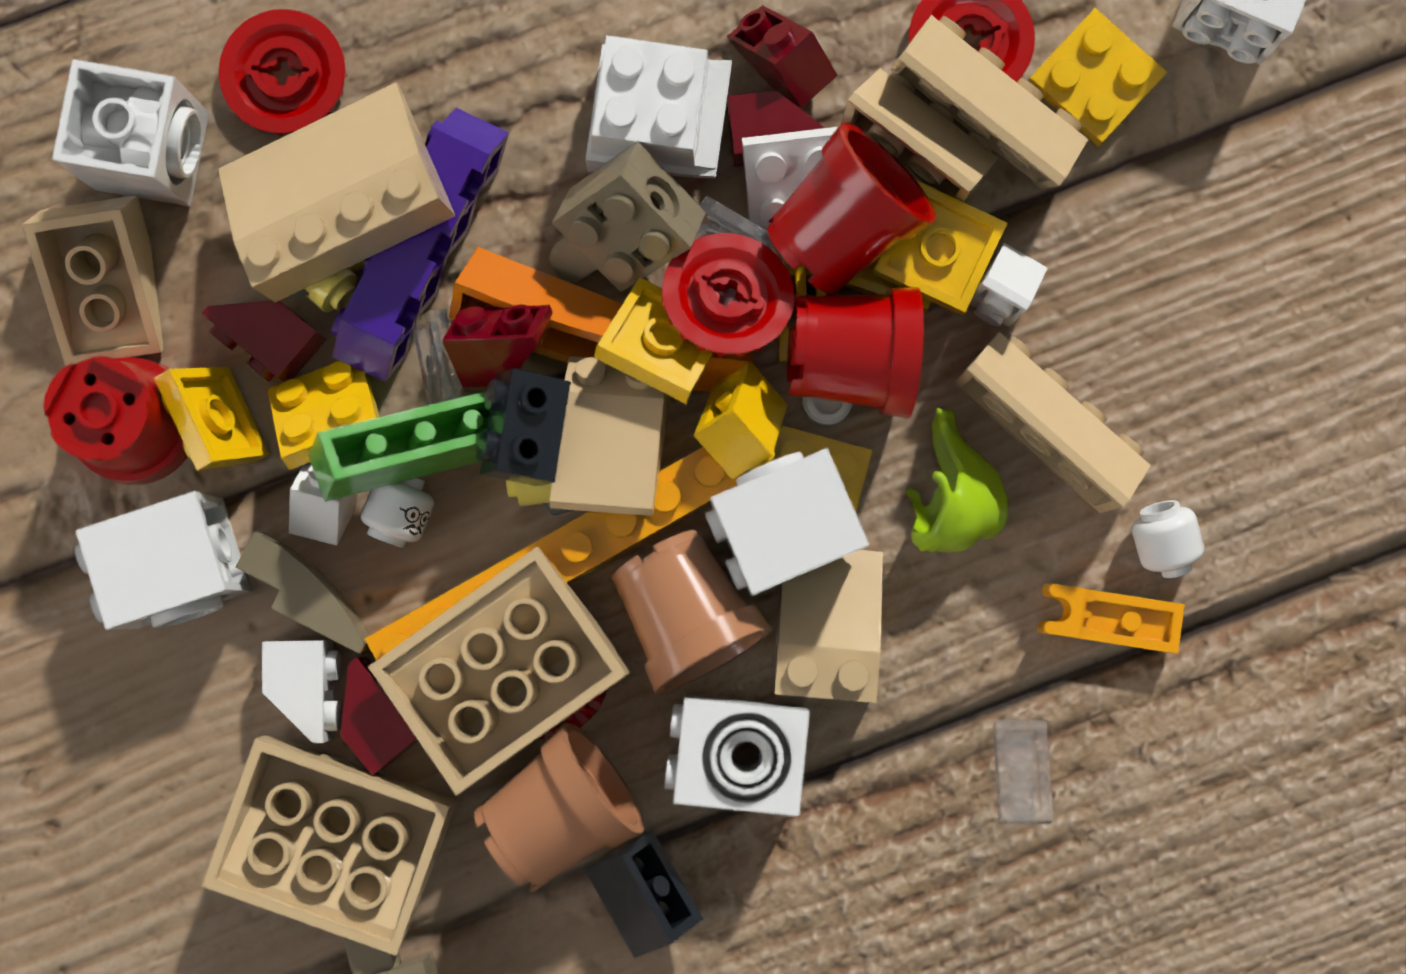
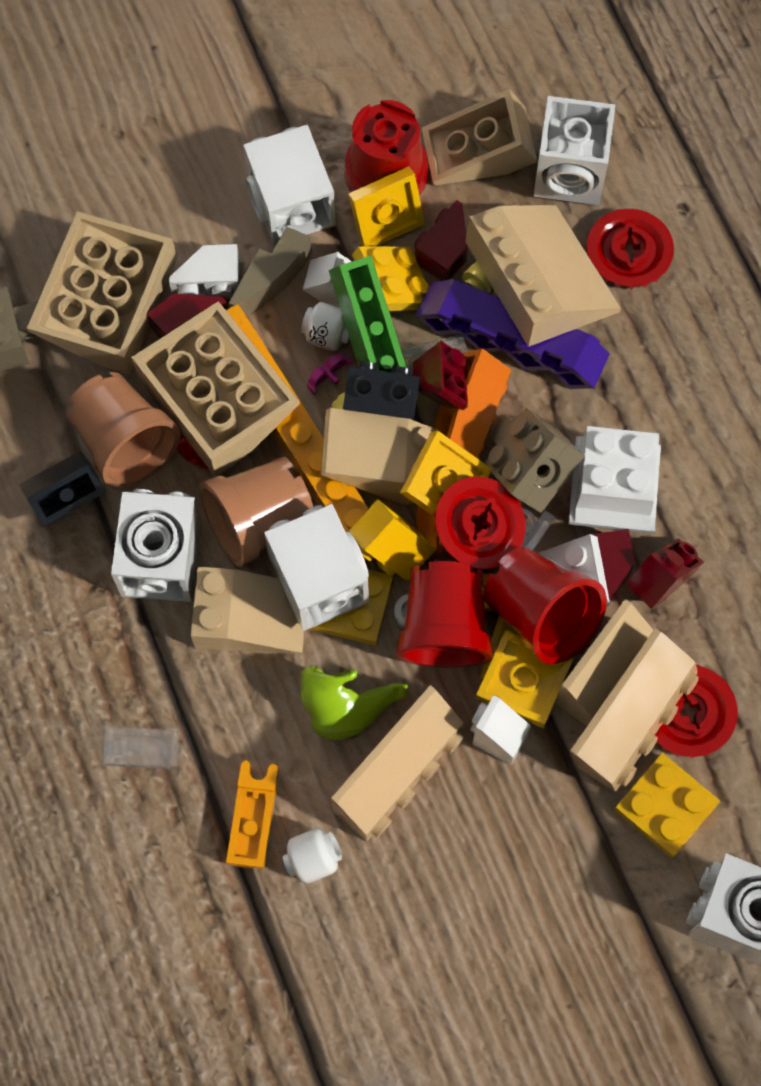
camera: 90 degrees right, 15 degrees down
(461, 513) = (331, 365): none -> dark pink piece

